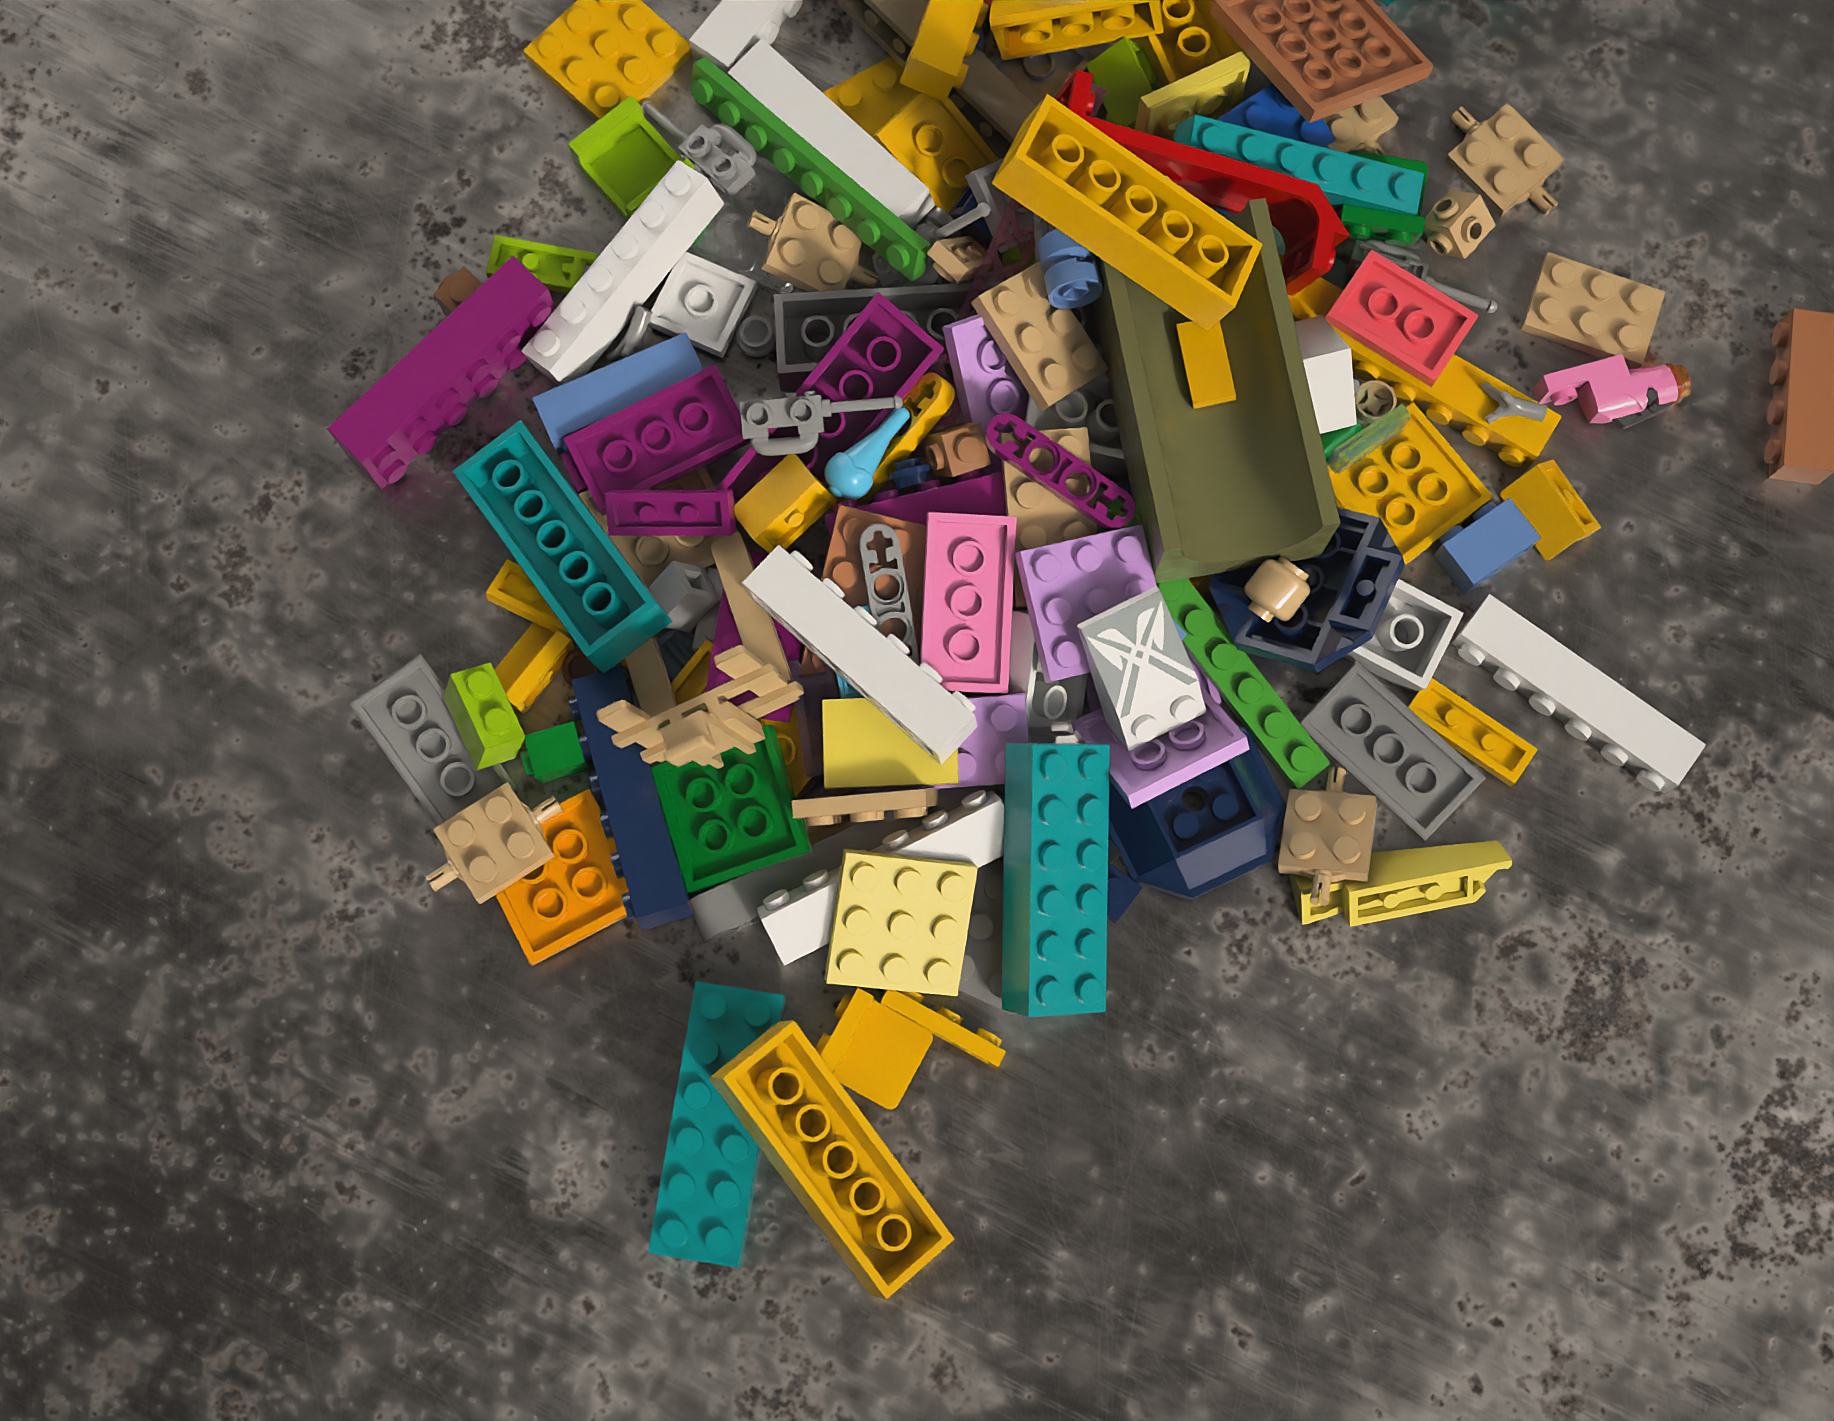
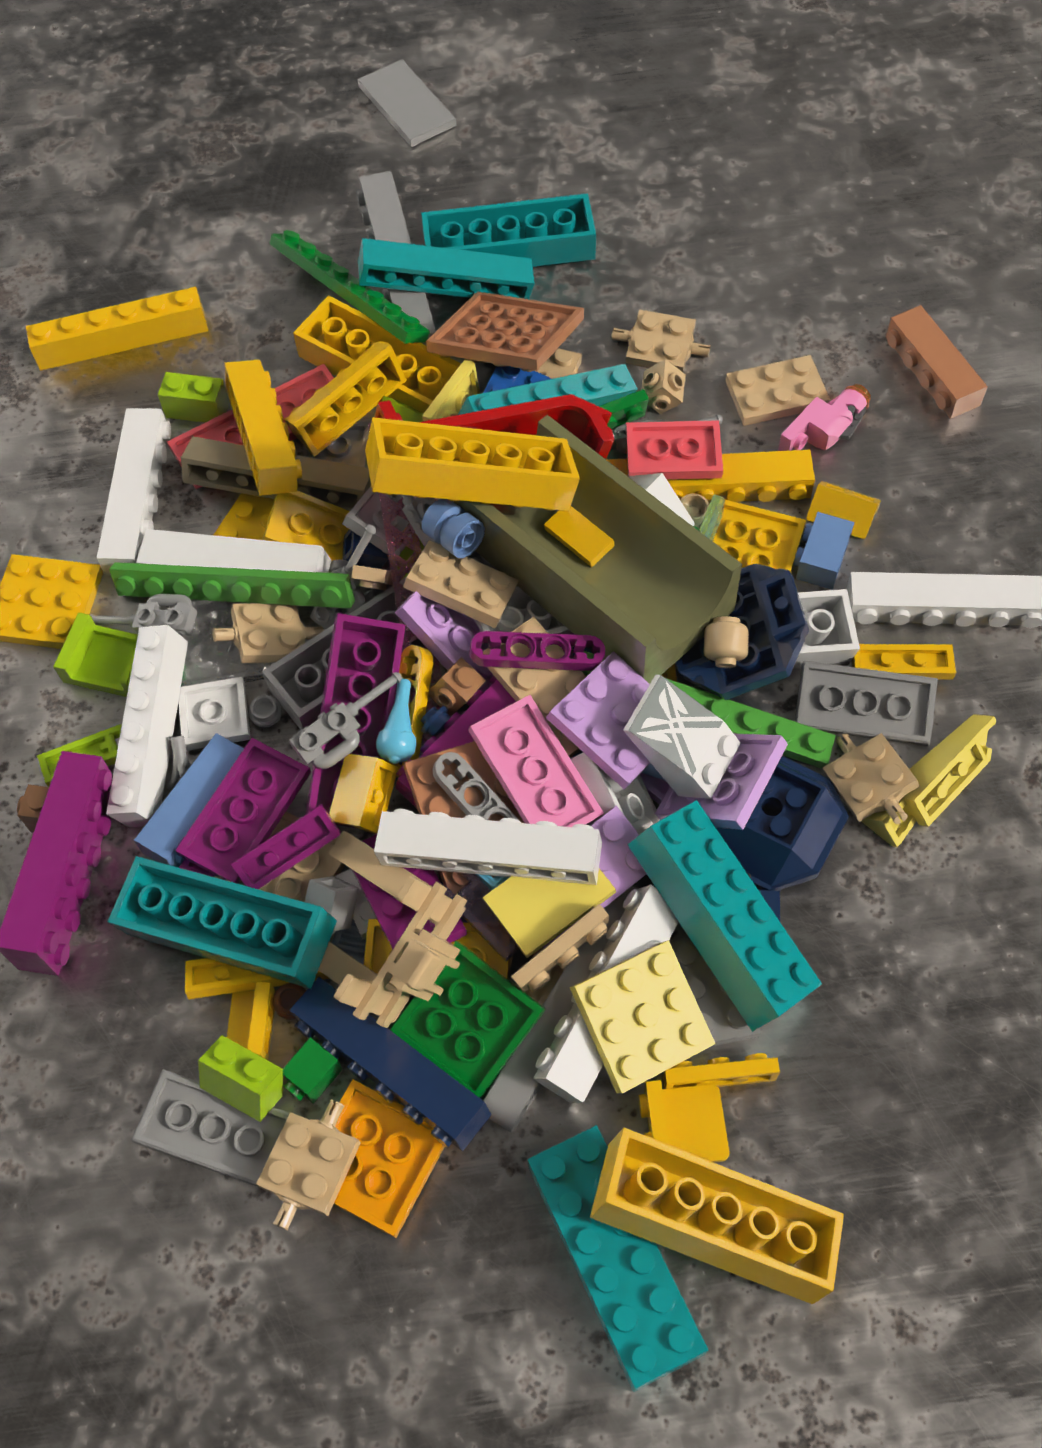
camera: 30 degrees left, 15 degrees down
(1513, 406) = (777, 459): light grey bar -> none

